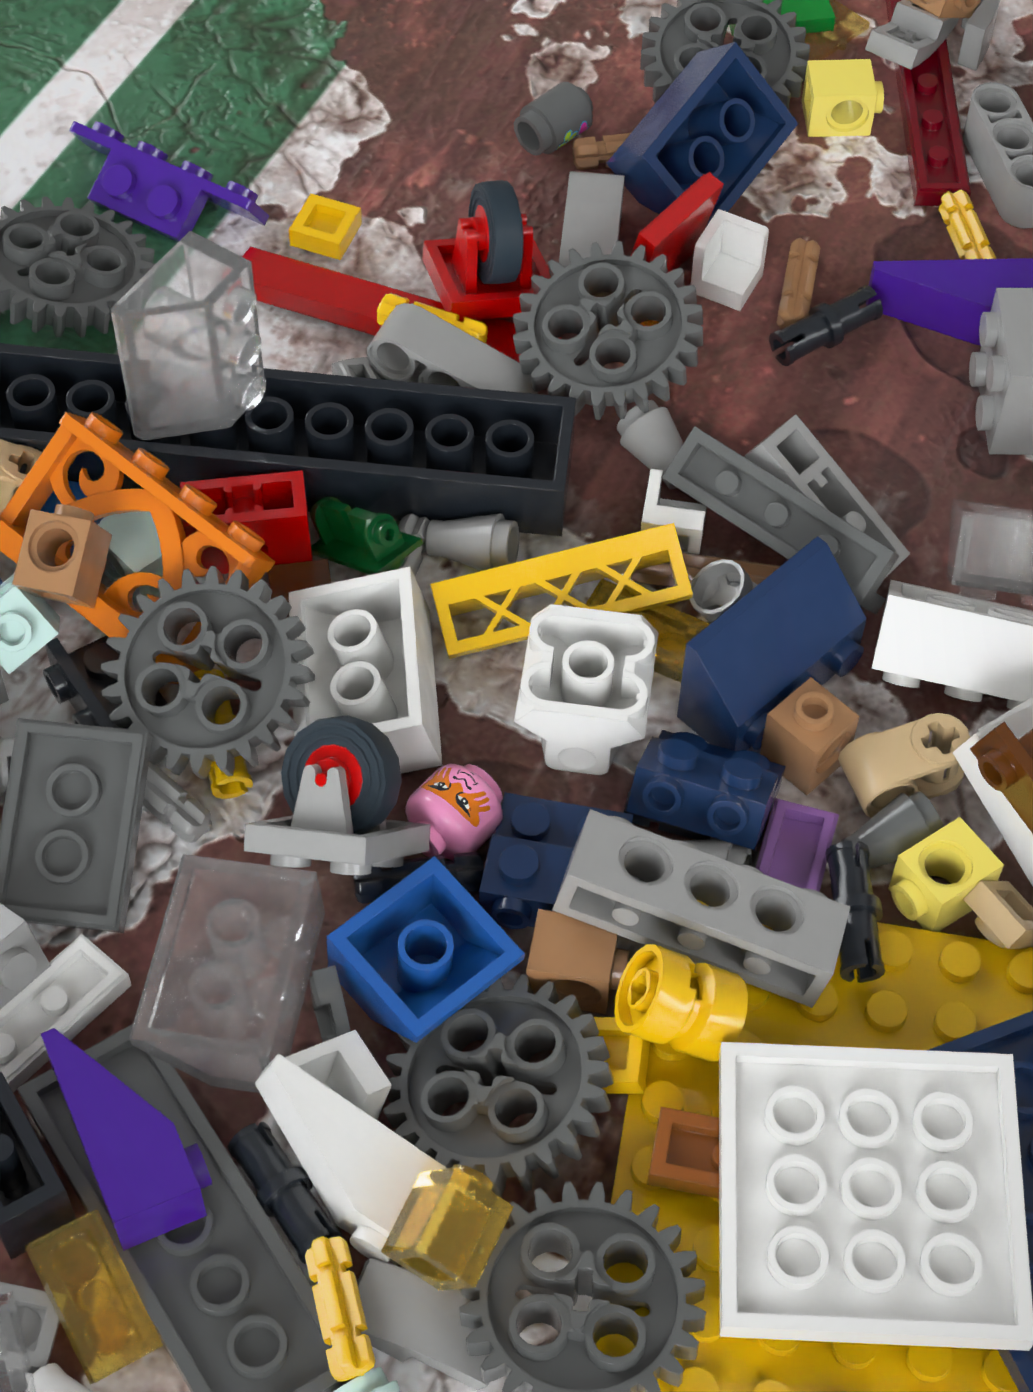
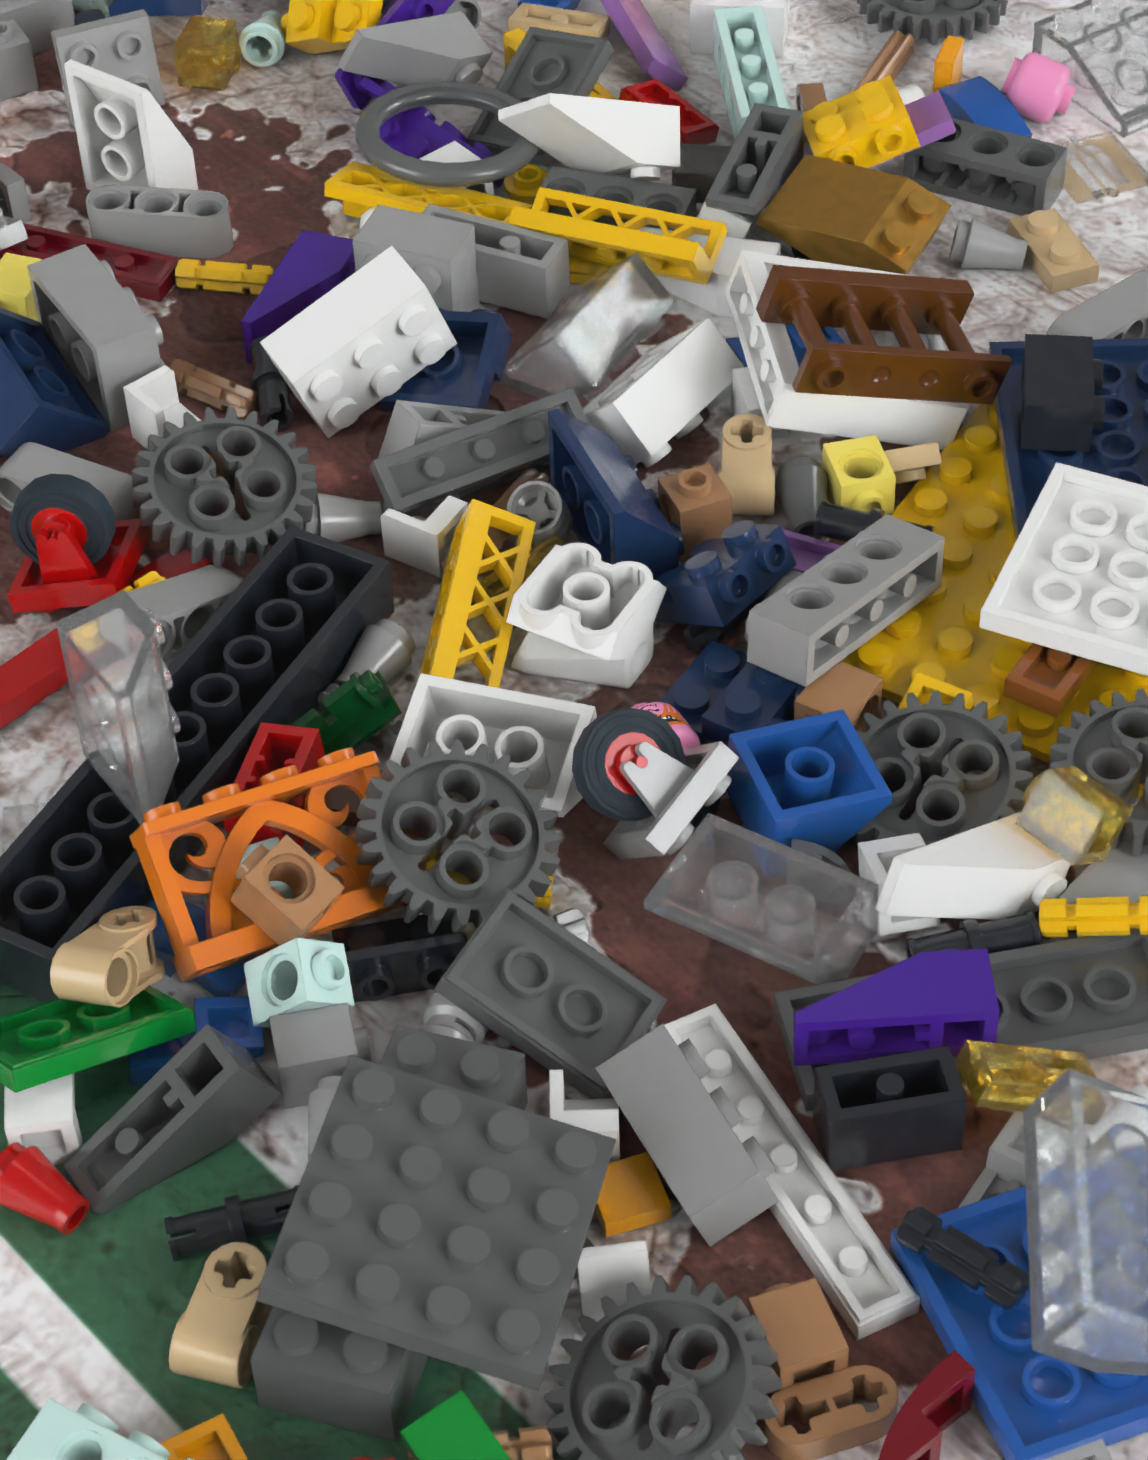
camera: 65 degrees left, 10 degrees down
(680, 1002) = (927, 633): yellow wheel -> none
(681, 223) = (128, 415): red tile -> none
(794, 159) = (96, 327): none -> light grey brick
(866, 354) = (360, 342): none -> white brick
(925, 446) = (465, 370): none -> dark blue plate

